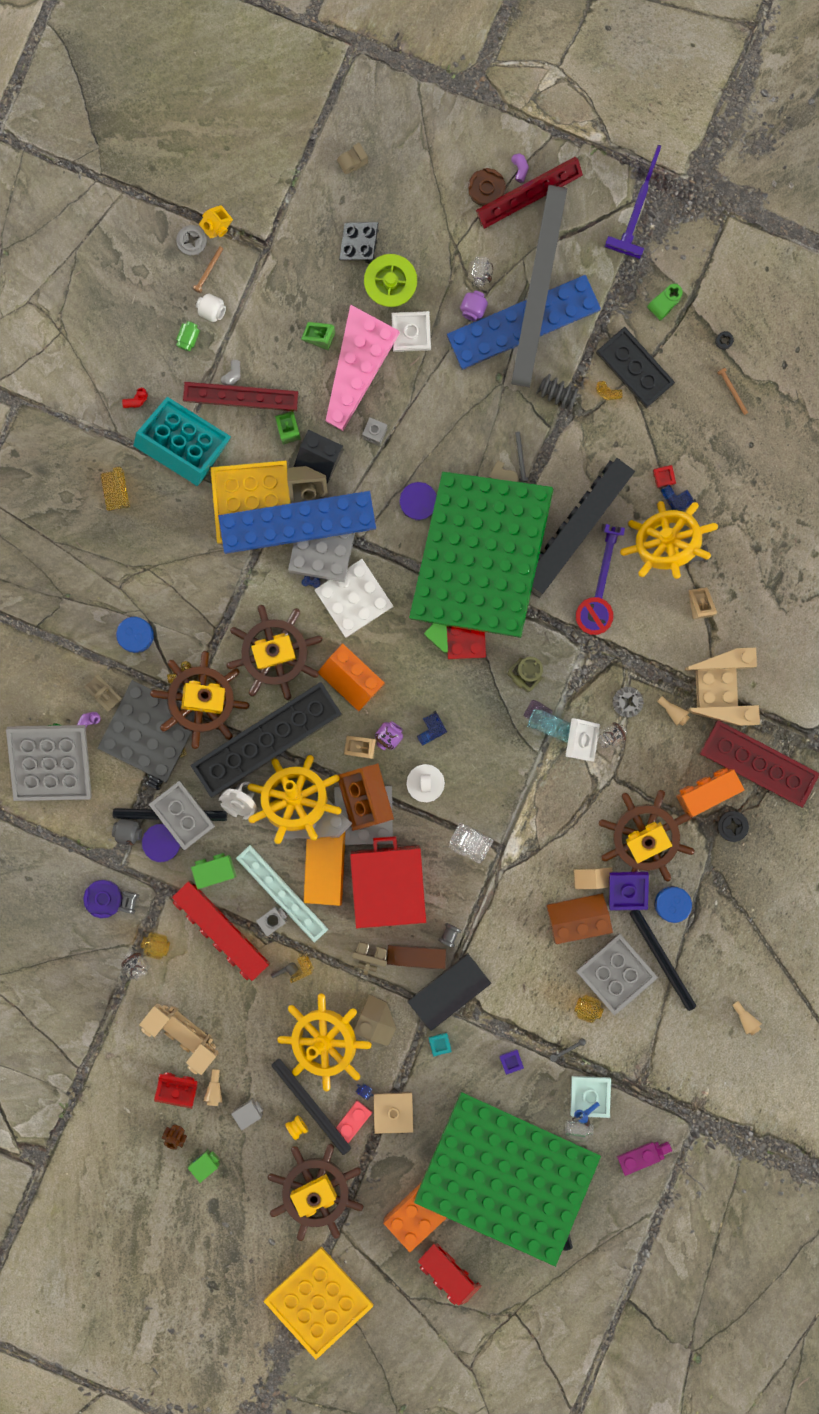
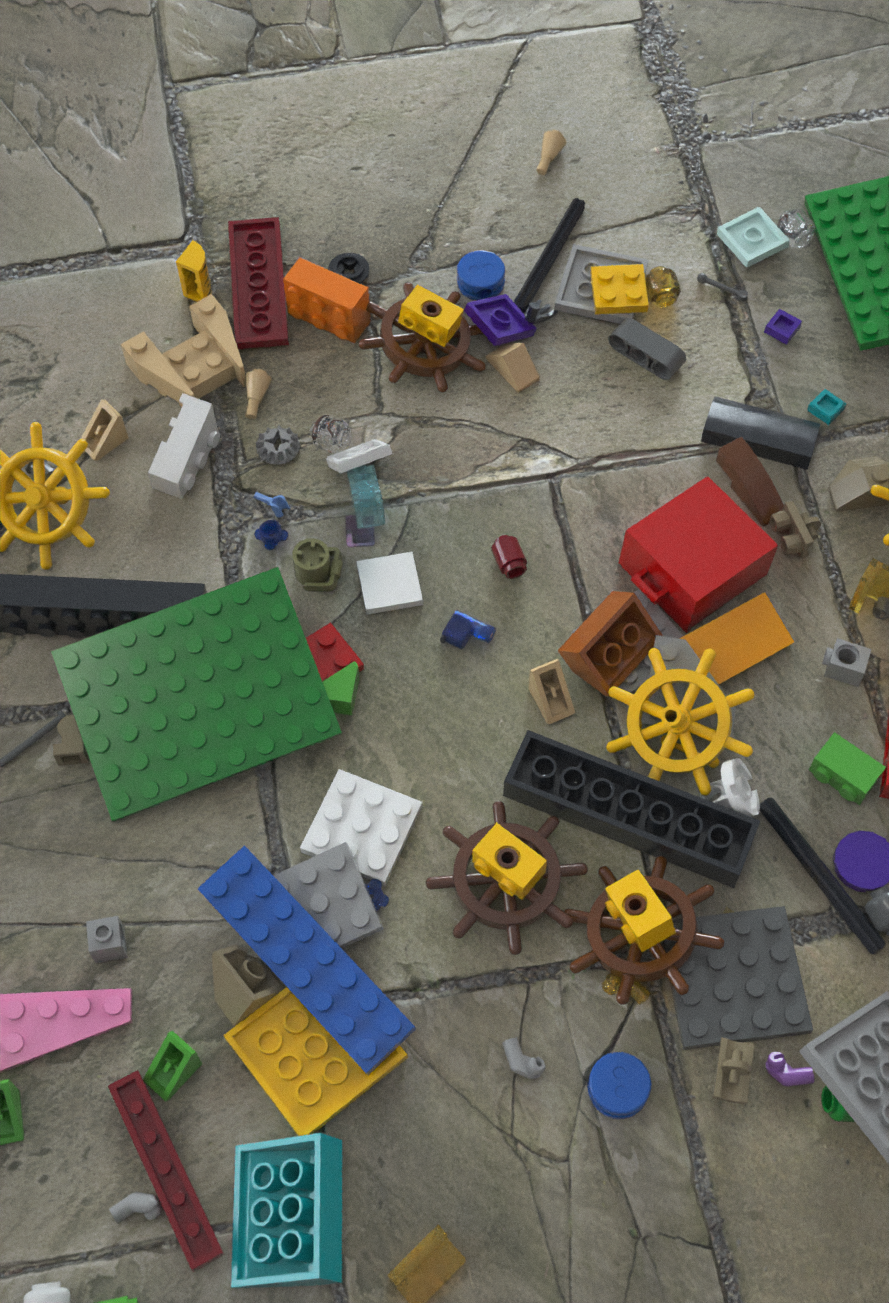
camera: 120 degrees left, 25 degrees down
(153, 782) = (798, 921): black bush -> none
(177, 596) = (522, 1064): none -> light grey arm
(182, 815) = (810, 849): light grey plate -> none
(282, 893) = (803, 678): light aqua tile -> none
(319, 454) = (186, 996): black slope -> none
(351, 677) = (469, 761): orange slope -> none
(388, 735) = (511, 670): medium lavender head -> none
(418, 501) = (173, 828): dark purple tile -> none
(425, 783) = (539, 598): white tile -> none
(449, 935) = (697, 464): dark grey bush -> none
(461, 783) = (509, 556): none -> dark red brick
(470, 843) = (574, 498): clear brick -> none
(491, 706) = (389, 583): none -> white tile
(550, 966) = (647, 348): none -> dark grey beam
(563, 656) = (271, 527): none -> clear blue plate
(579, 918) = (571, 349): dark orange slope -> none
(584, 1119) = (772, 224): blue hand -> none
(586, 674) = (277, 503): none -> medium blue hand
(595, 613) = (188, 537): dark purple piece -> none
(602, 979) = (619, 289): none -> yellow plate
(618, 913) = (535, 315): none -> black piece
(643, 1156) = (769, 162): magenta hinge -> none
(655, 643) = (186, 449): none -> white wedge
(784, 725) = (194, 272): none -> yellow brick

